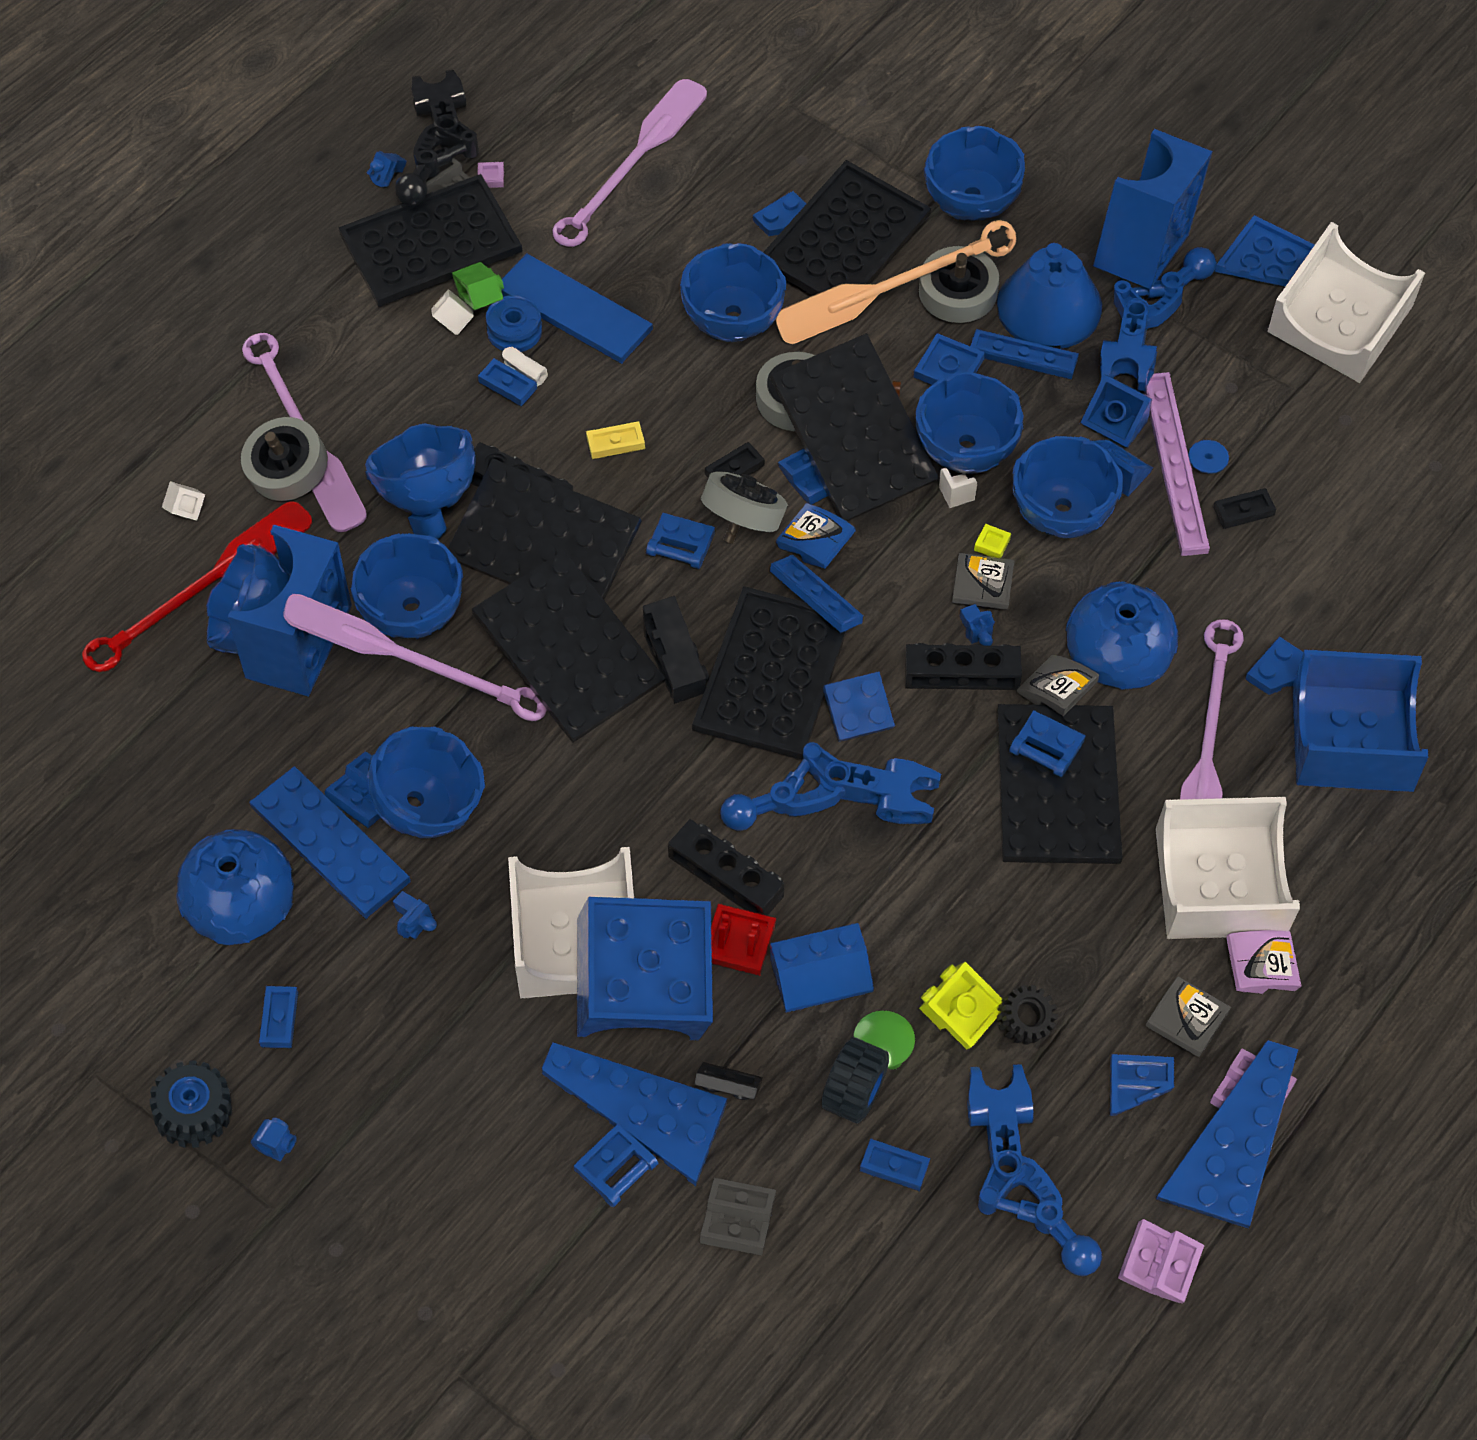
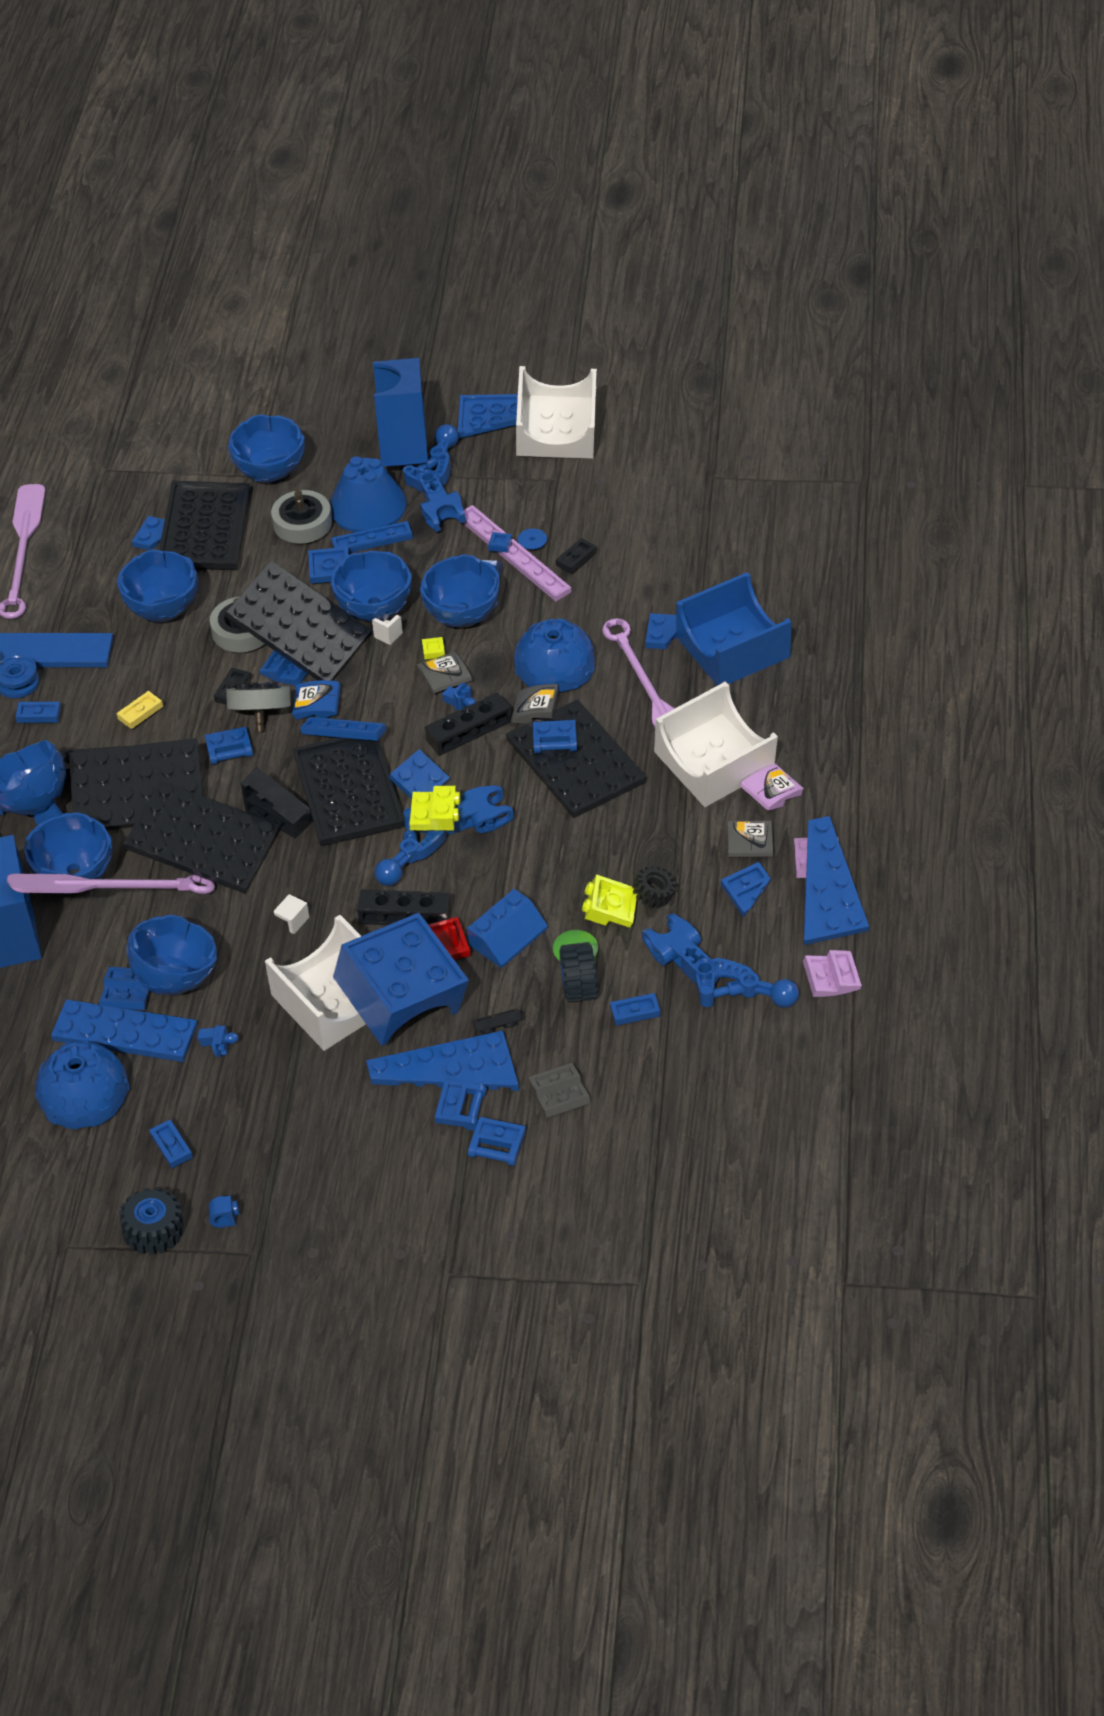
camera: 30 degrees left, 10 degrees down
(524, 365) = (32, 695): white bar -> none
(599, 802) = (293, 911): none -> white panel
(630, 1232) = (497, 1134): none -> blue plate
(839, 764) = (435, 809): none -> neon yellow plate
(849, 300) = (237, 557): light nougat piece -> none
(1117, 411) = (457, 537): blue slope -> none
(1165, 441) = (500, 542): none -> blue tile

